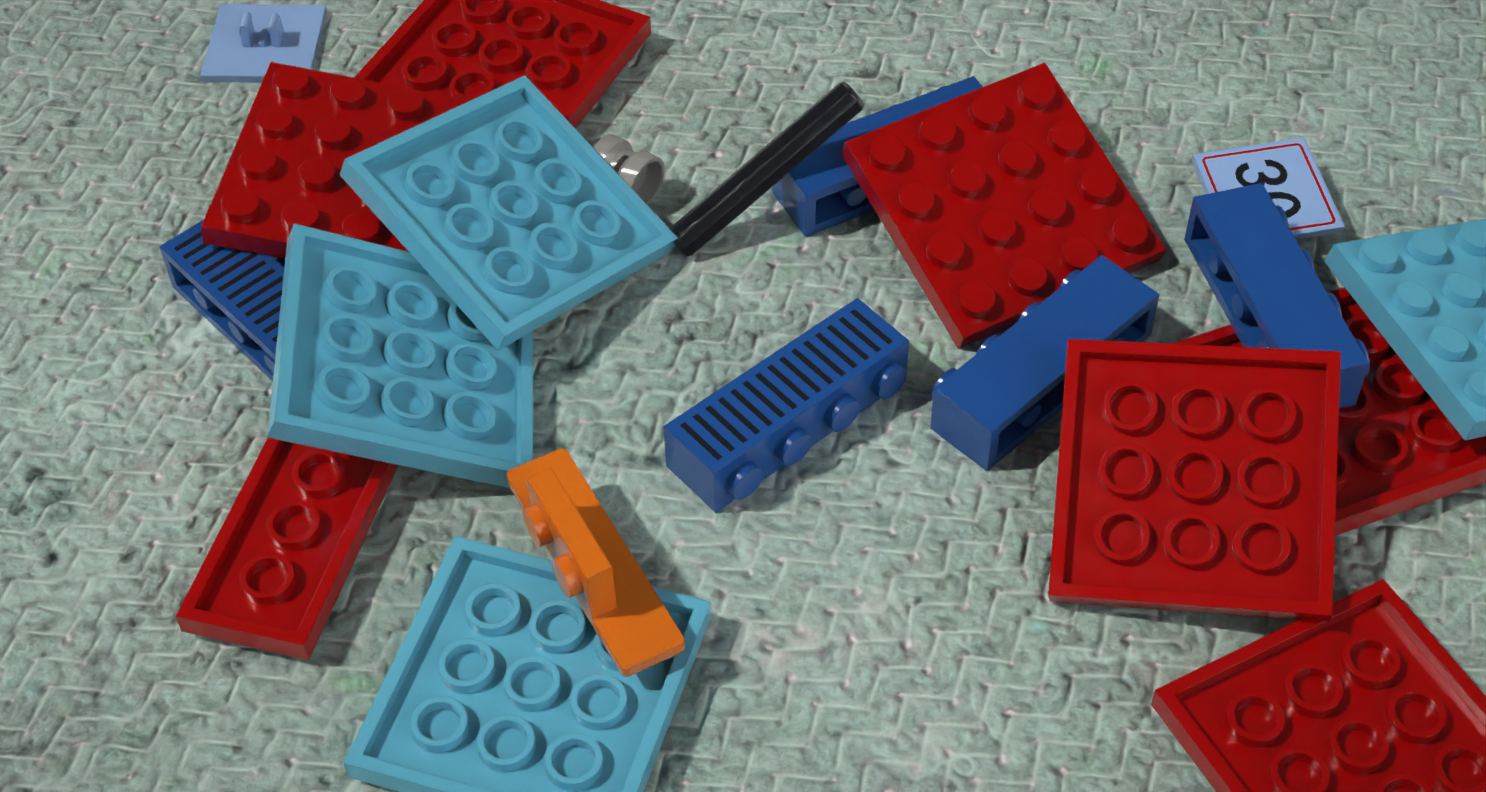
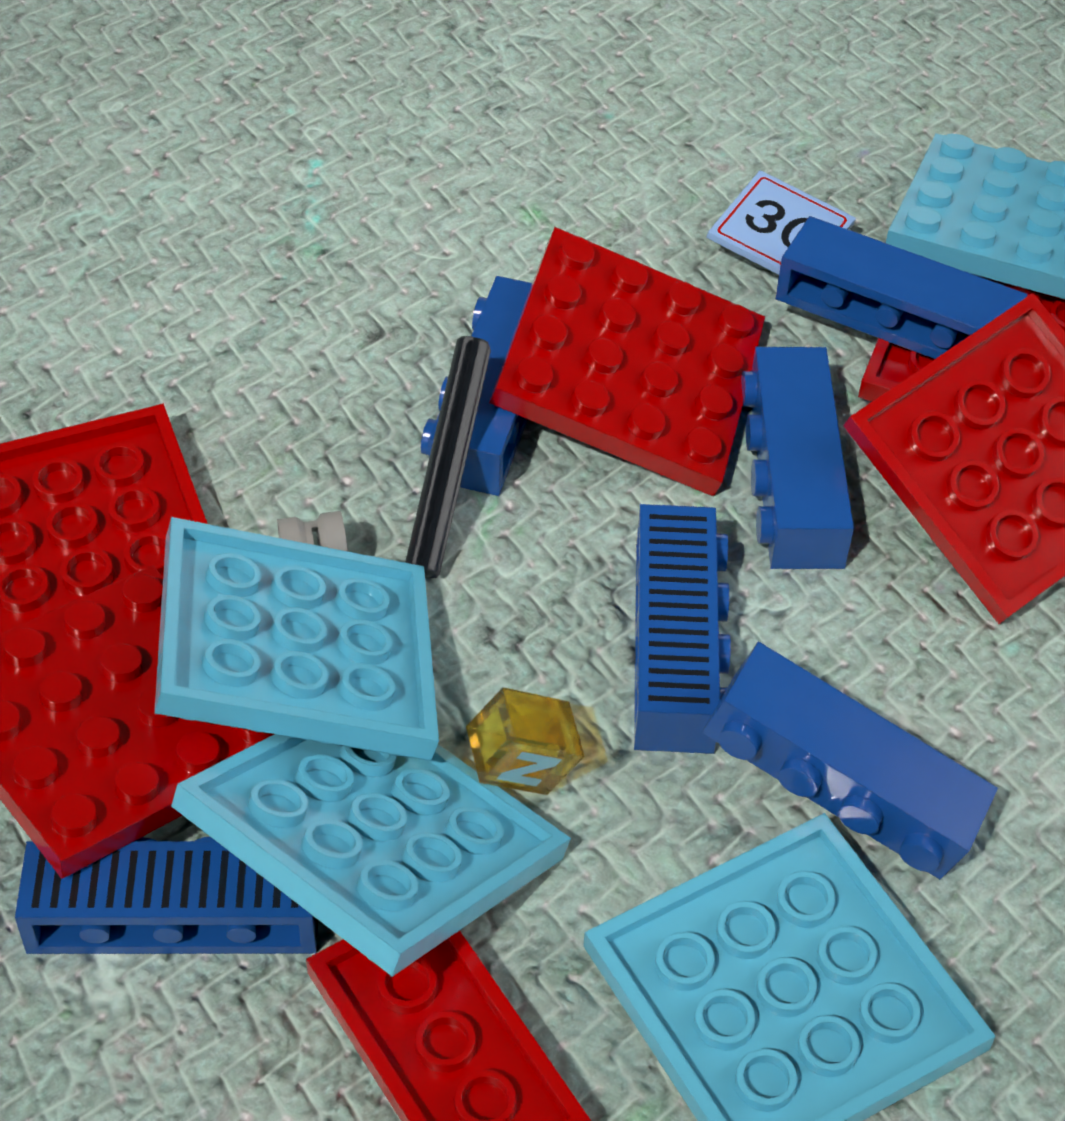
camera: 50 degrees left, 0 degrees up
(578, 391) = (524, 741): none -> clear yellow brick
(594, 562) = (721, 852): orange bracket -> none
(758, 578) = (850, 762): none -> blue brick

